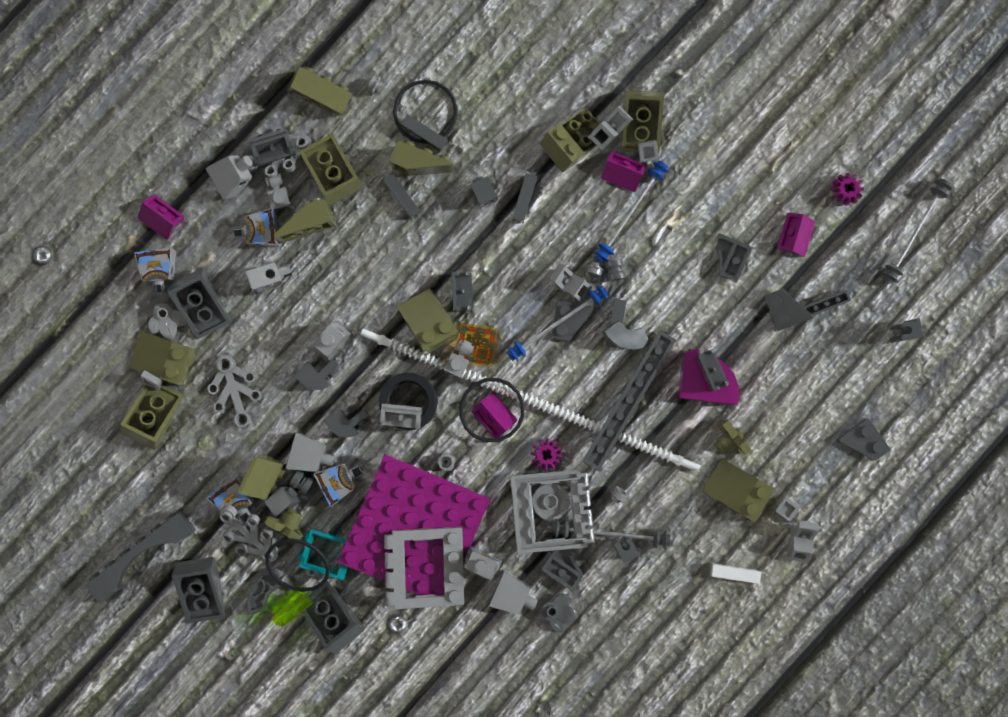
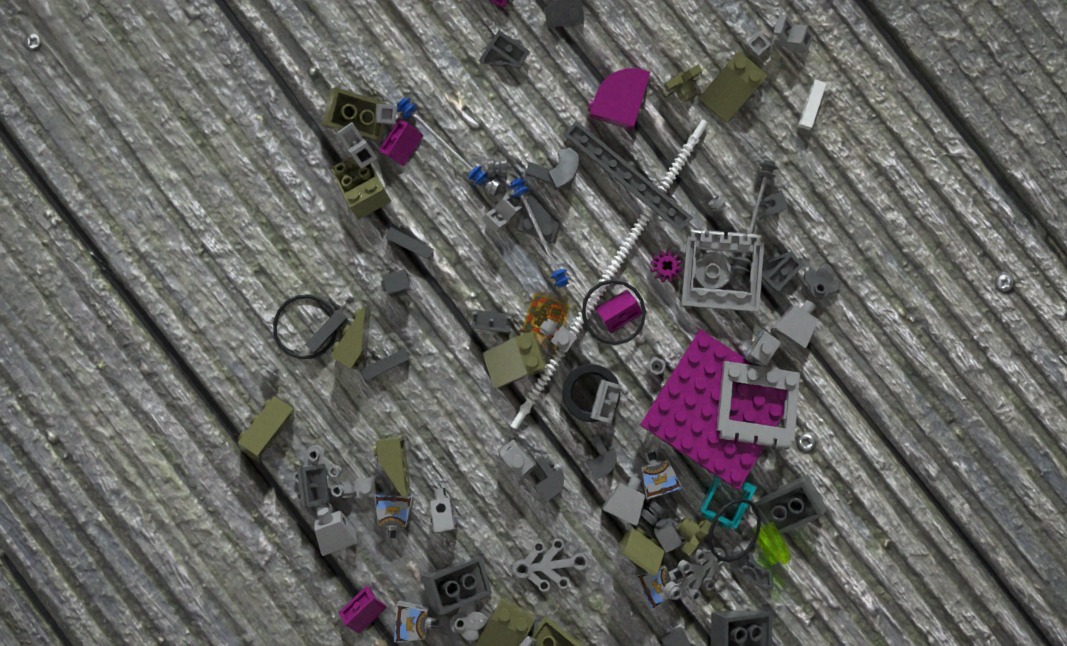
camera: 80 degrees left, 0 degrees up
(331, 169) = (346, 430): olive slope -> none
(711, 370) = (613, 90): dark grey hinge -> none

